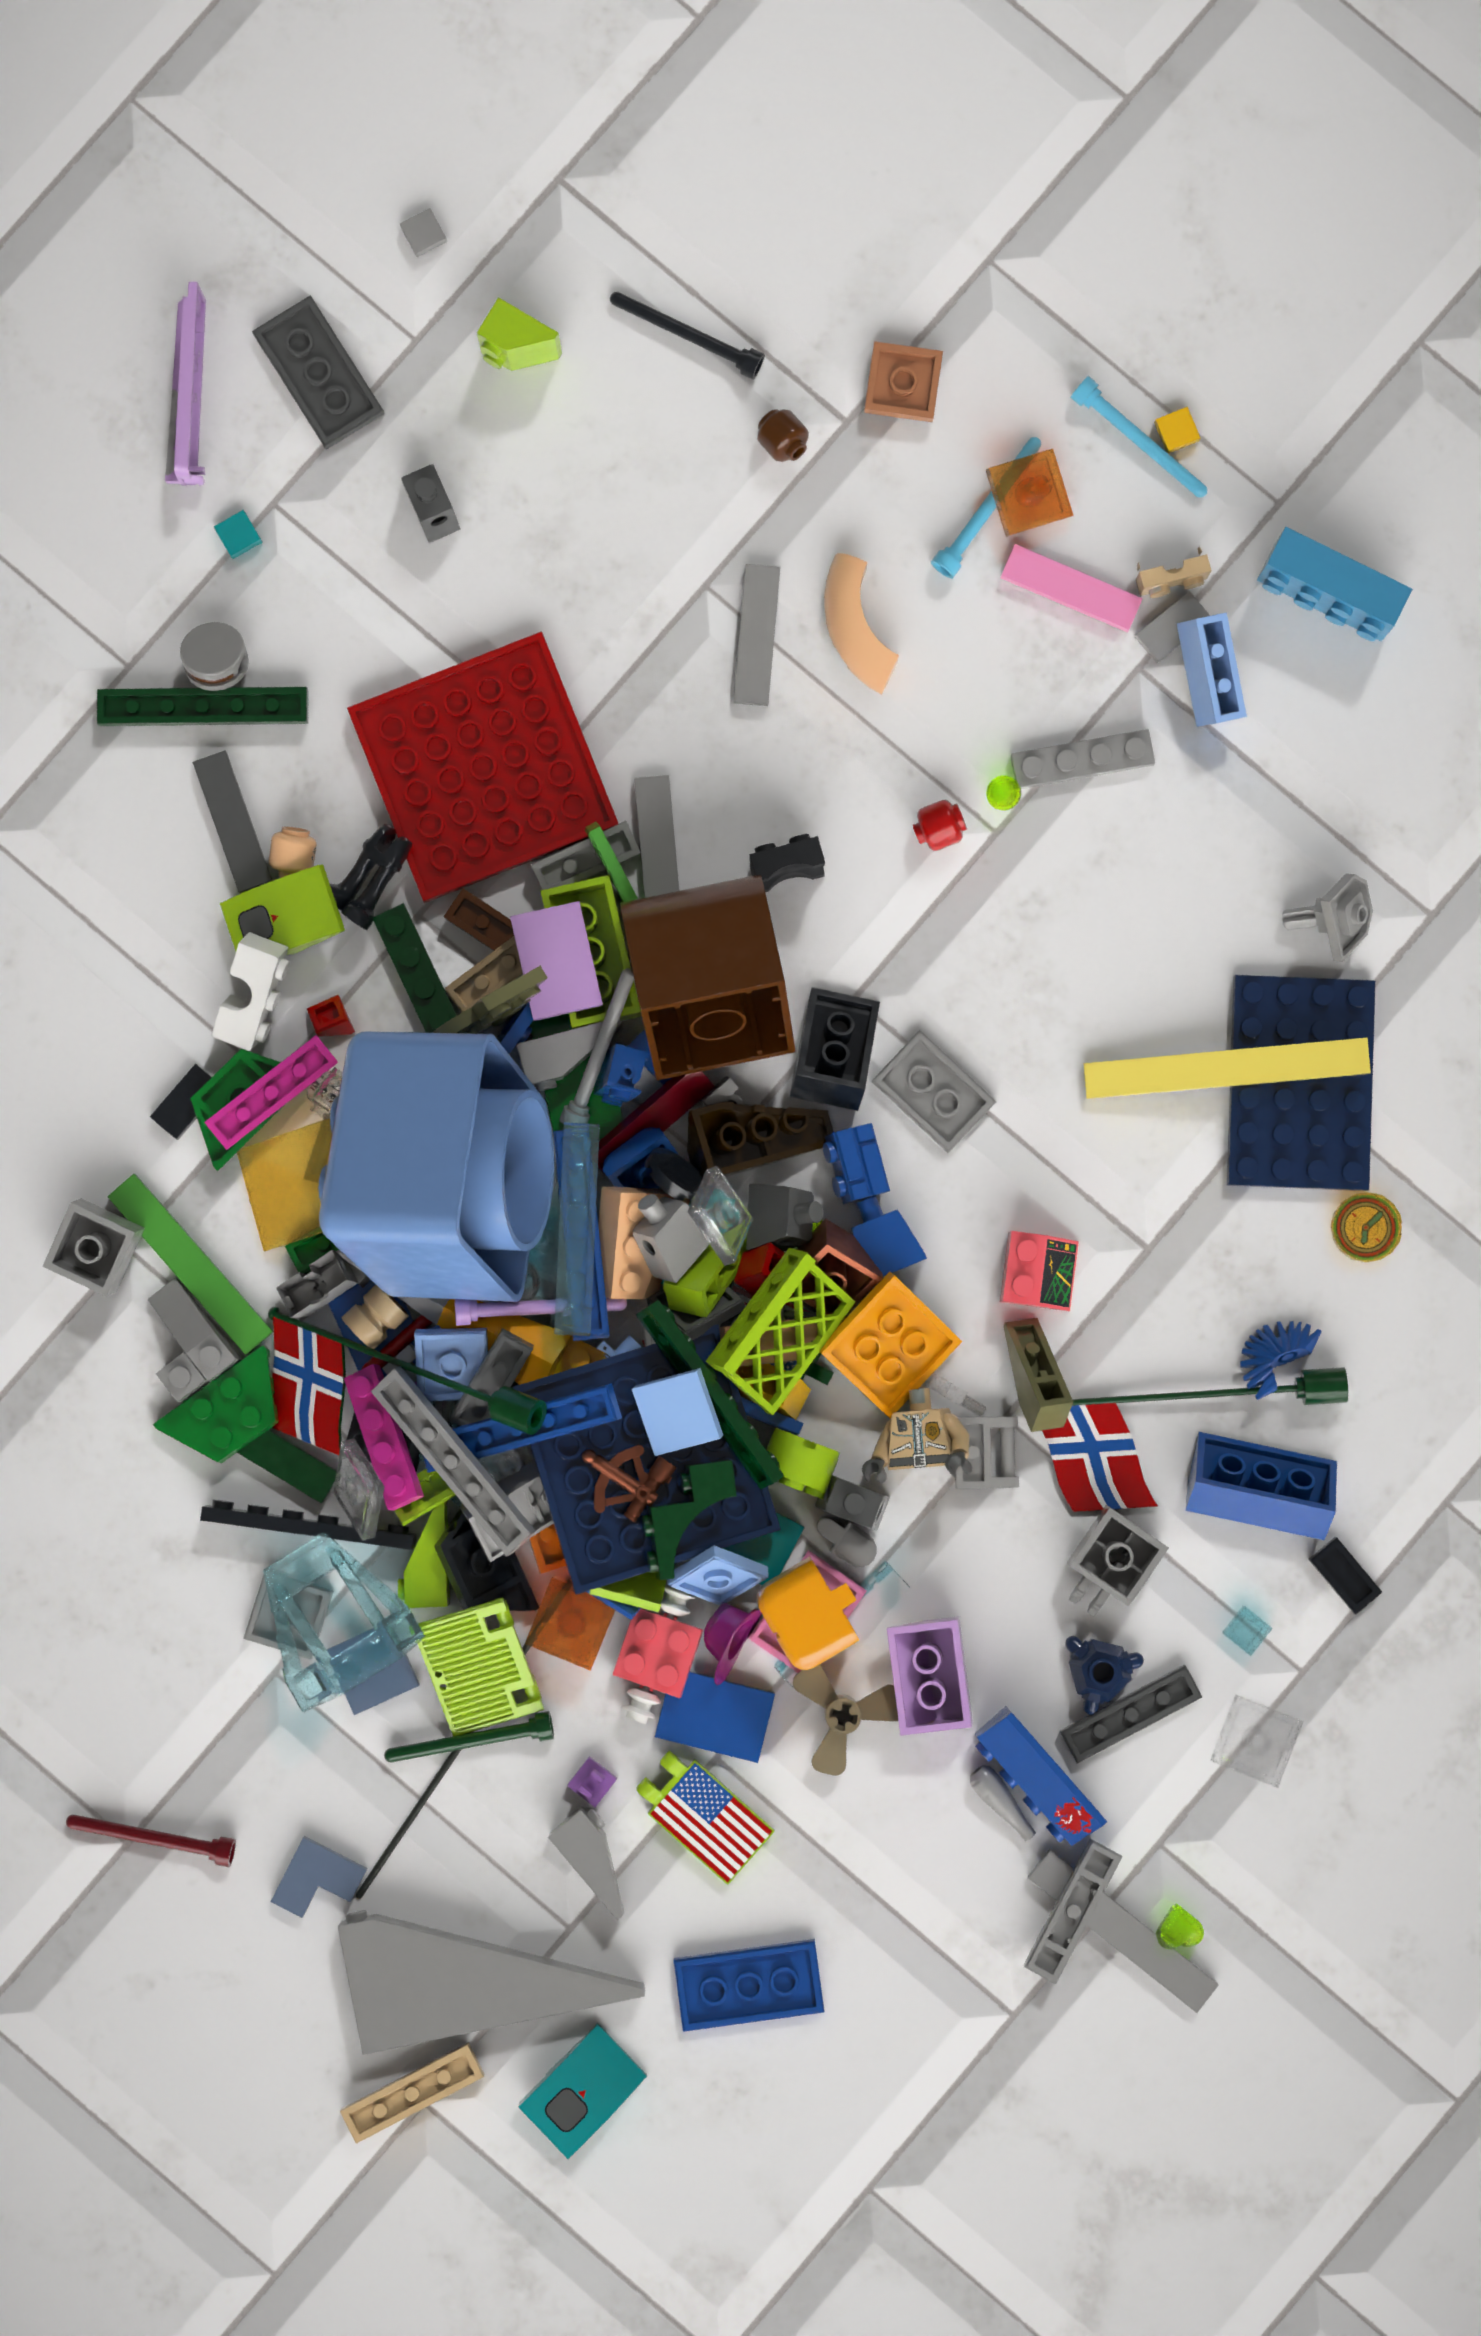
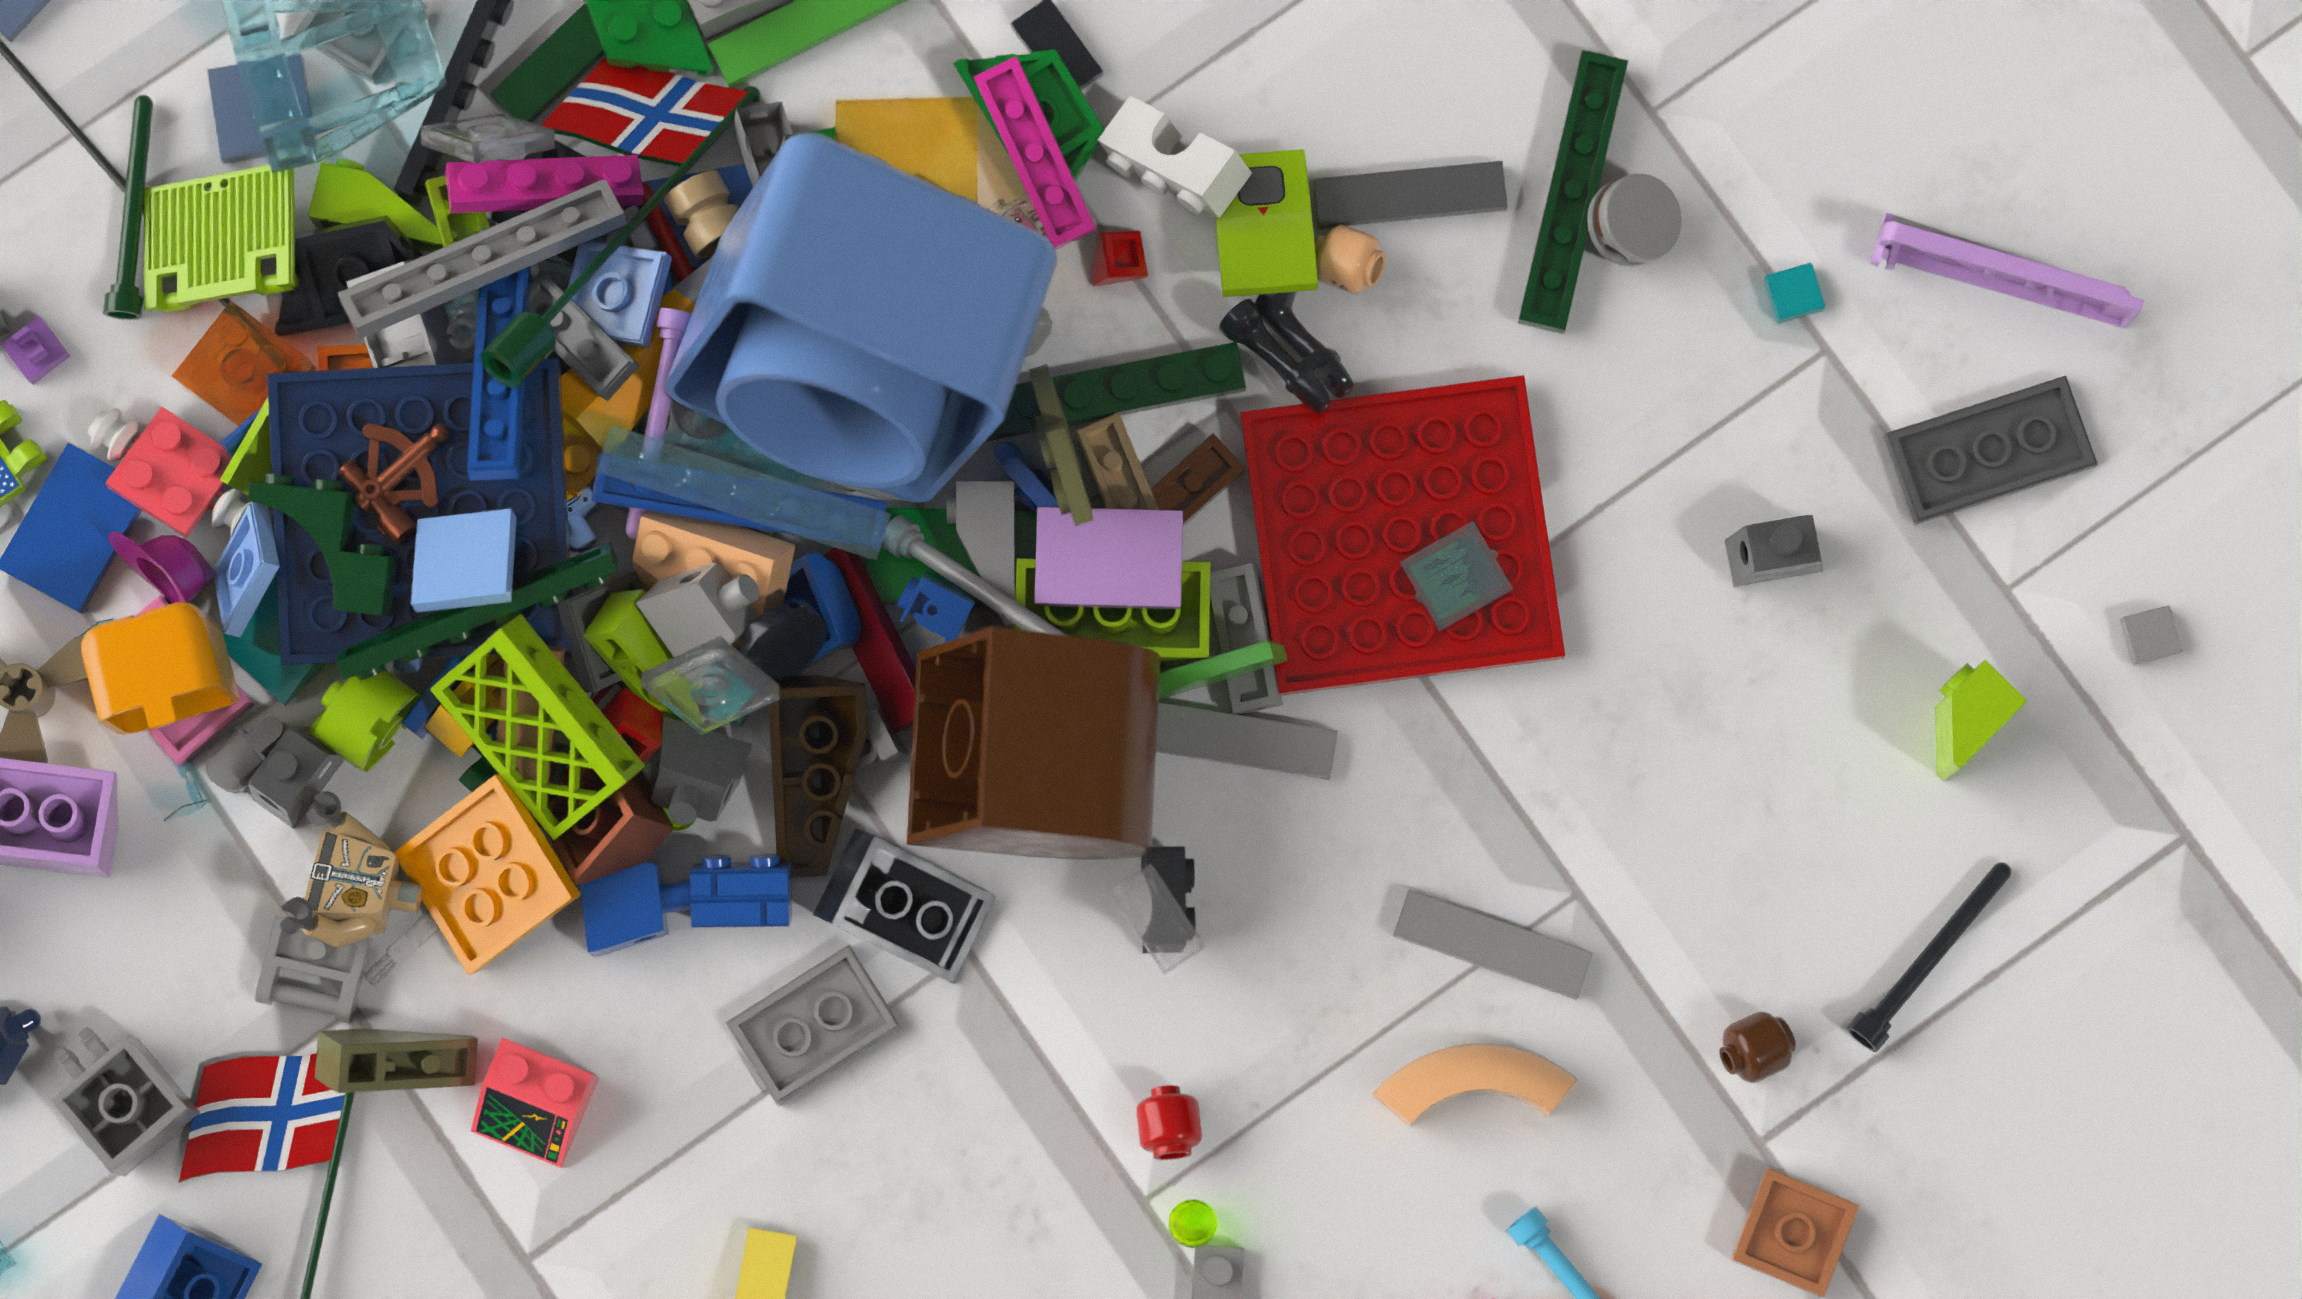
camera: 105 degrees right, 5 degrees down
(504, 719) = (1456, 576): none -> clear light blue piece
(806, 858) = (1157, 919): none -> clear tile

